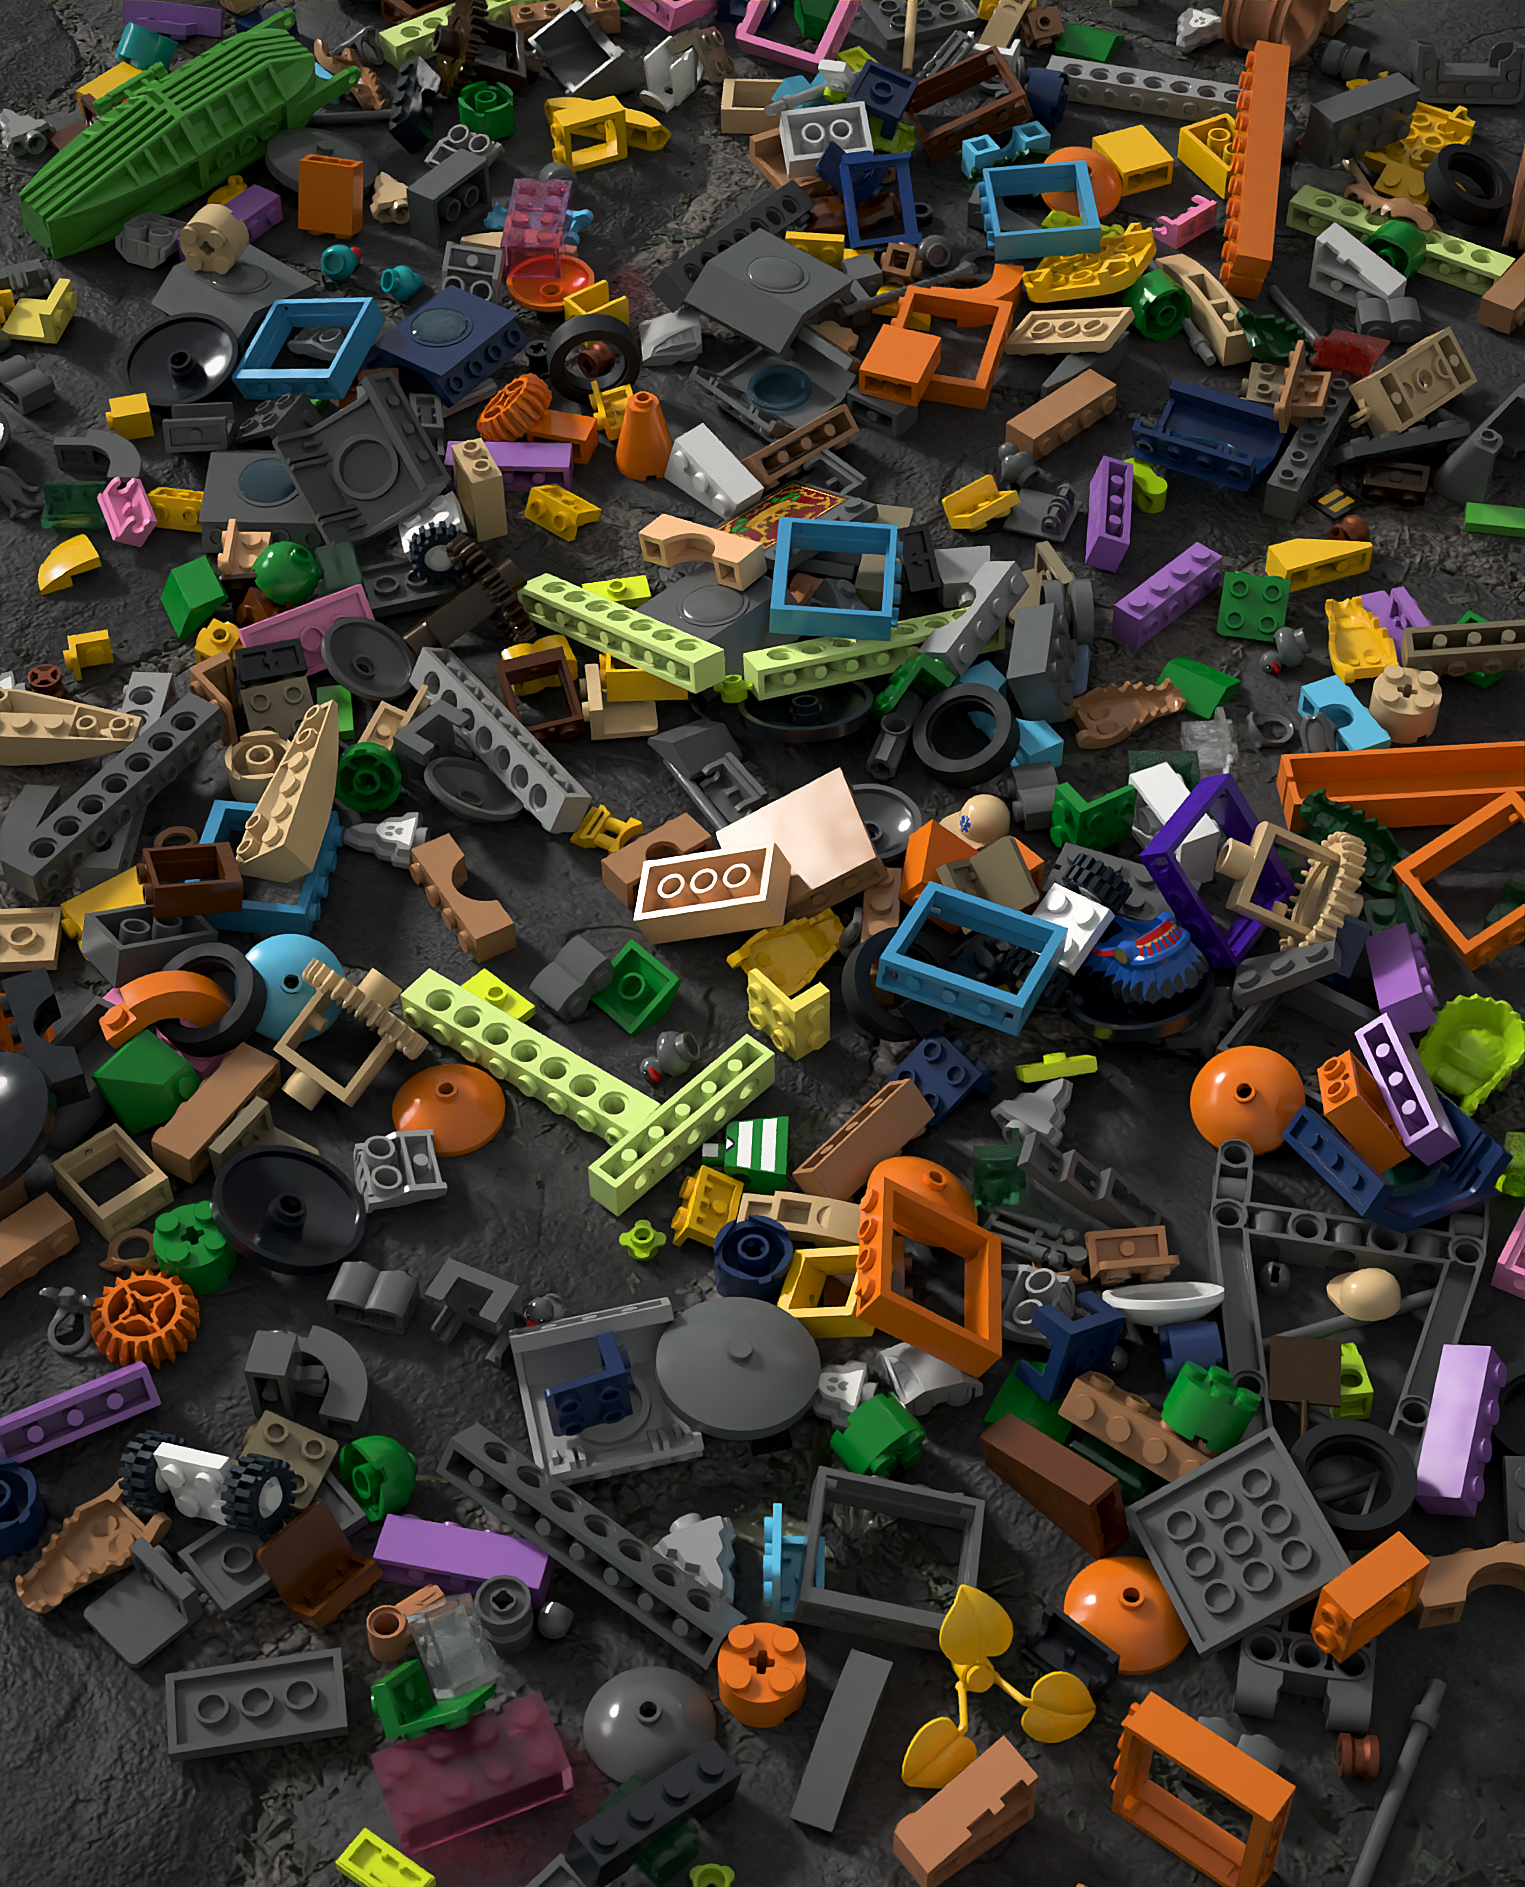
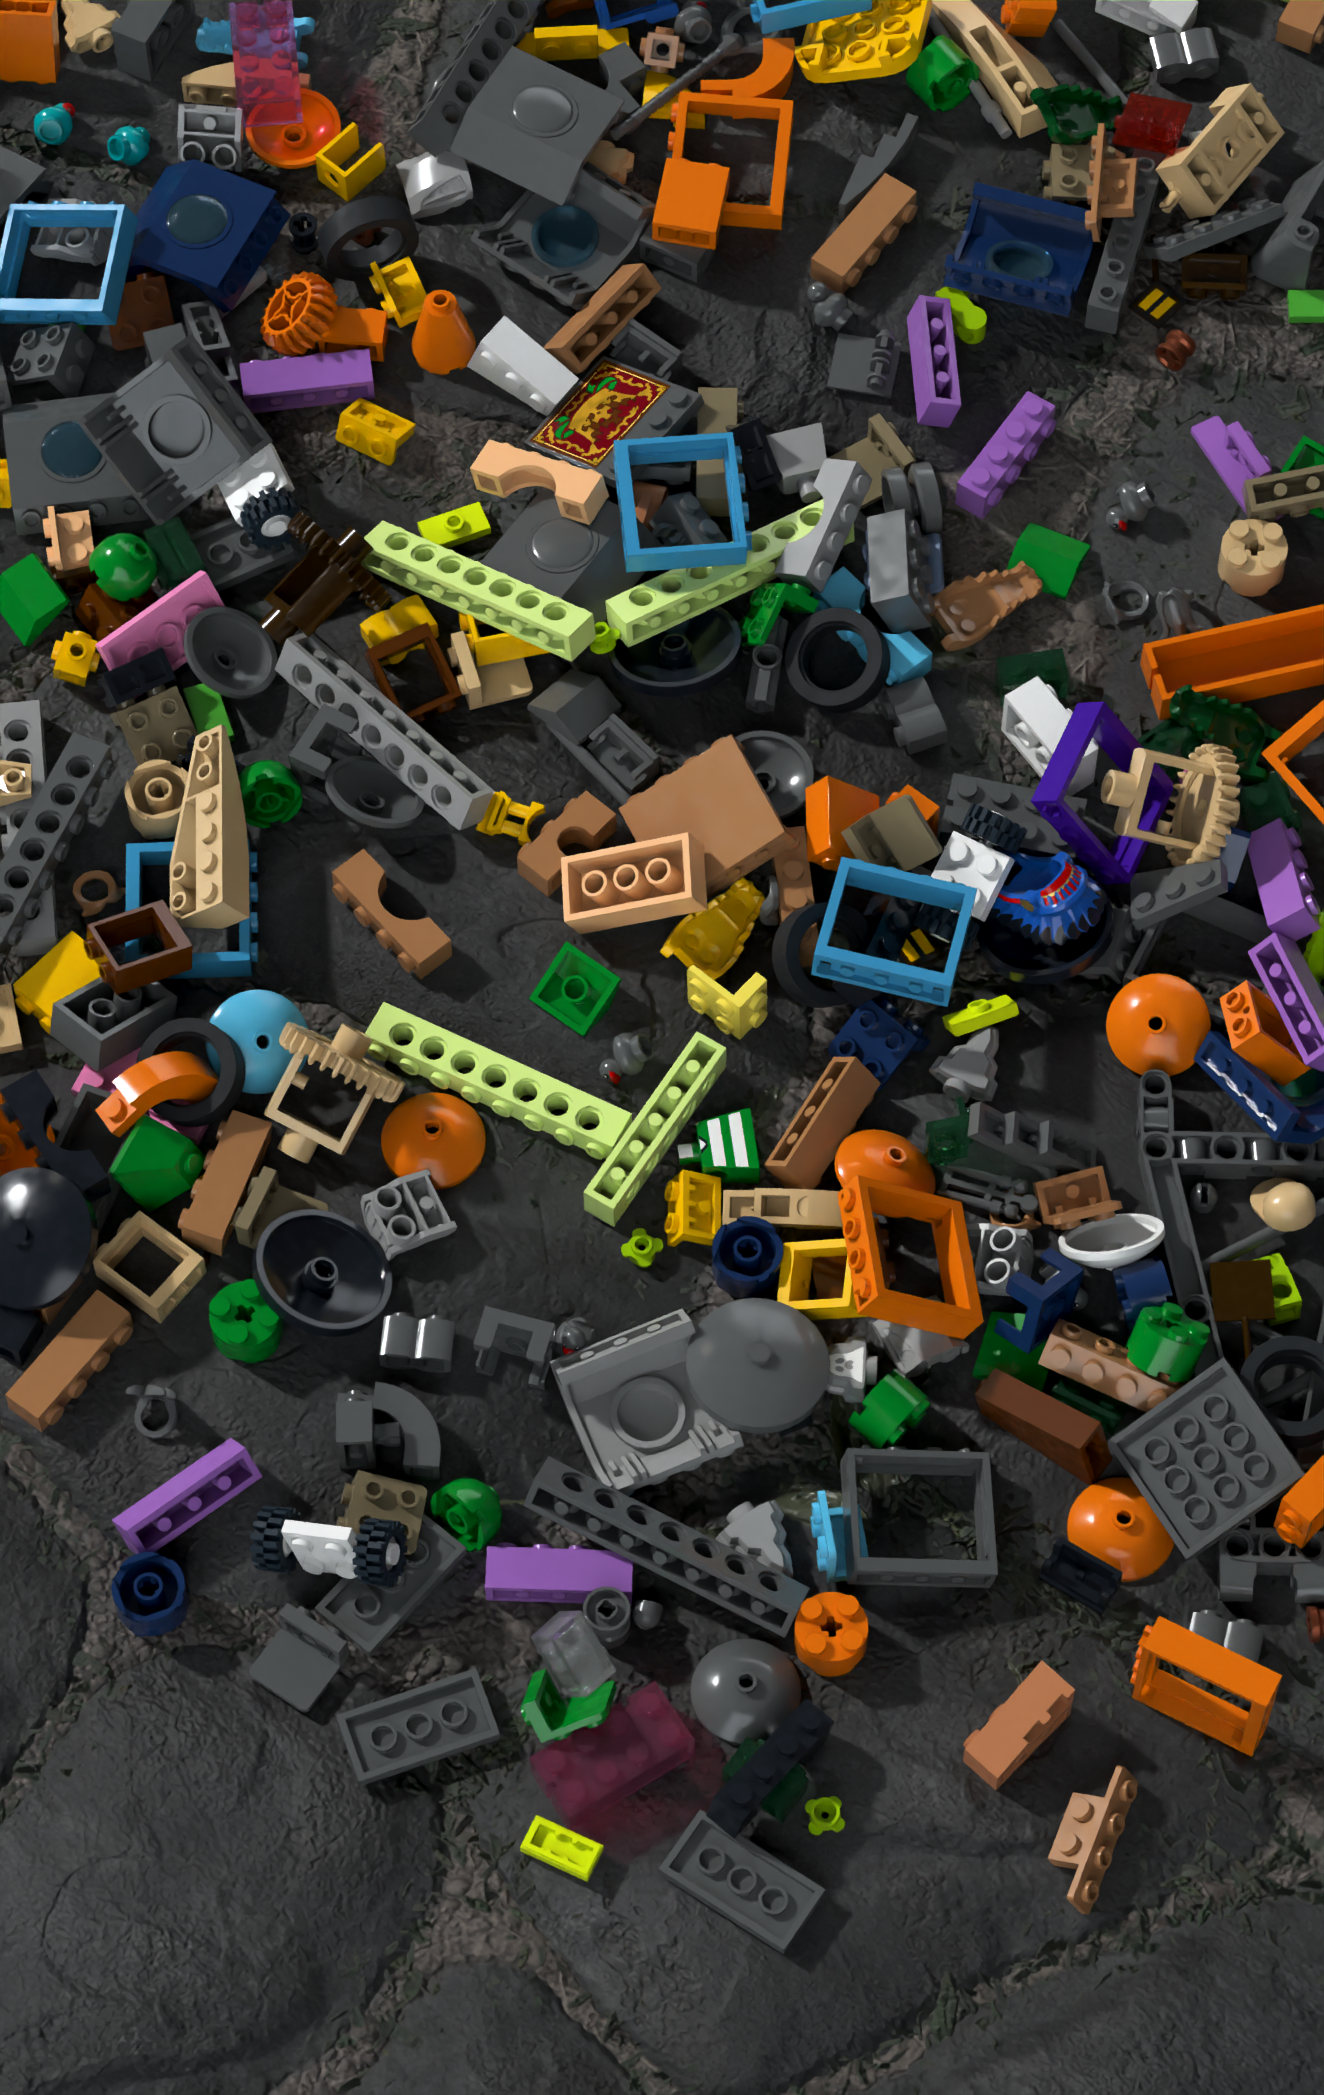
camera: 10 degrees left, 15 degrees up
(87, 1549) = (238, 1614): medium nougat animal -> none
(140, 1265) = (201, 1339): medium nougat piece -> none
(145, 1319) = (235, 1374): orange gear -> none
(215, 682) = (87, 713): medium nougat bracket -> none
(316, 1567) = (440, 1604): reddish brown bracket -> none
(390, 720) = (275, 730): tan bracket -> none
(390, 839) = (305, 857): light grey rock -> none
(393, 1619) = (520, 1635): nougat piece -> none
(479, 489) = (290, 426): tan window -> none
(500, 995) = (450, 1016): neon yellow plate -> none
(573, 978) = (519, 990): dark grey brick -> none
(596, 1397) = (644, 1416): dark blue bracket -> none
(841, 1741) = (907, 1678): dark grey slope -> none
(969, 1633) = (1000, 1584): yellow plant -> none
(978, 503) = (799, 364): yellow bracket -> none
(980, 821) = (861, 755): tan cap -> none
(1069, 331) = (856, 124): tan plate -> none
(1092, 823) = (968, 753): green bracket -> none
(1212, 742) = (1069, 628): clear bracket -> none
(1252, 606) = (1091, 456): green bracket -> none
(1317, 561) = (1144, 390): yellow slope -> none
(1337, 702) = (1184, 566): medium azure arch -> none
(1357, 642) = (1199, 487): yellow animal -> none

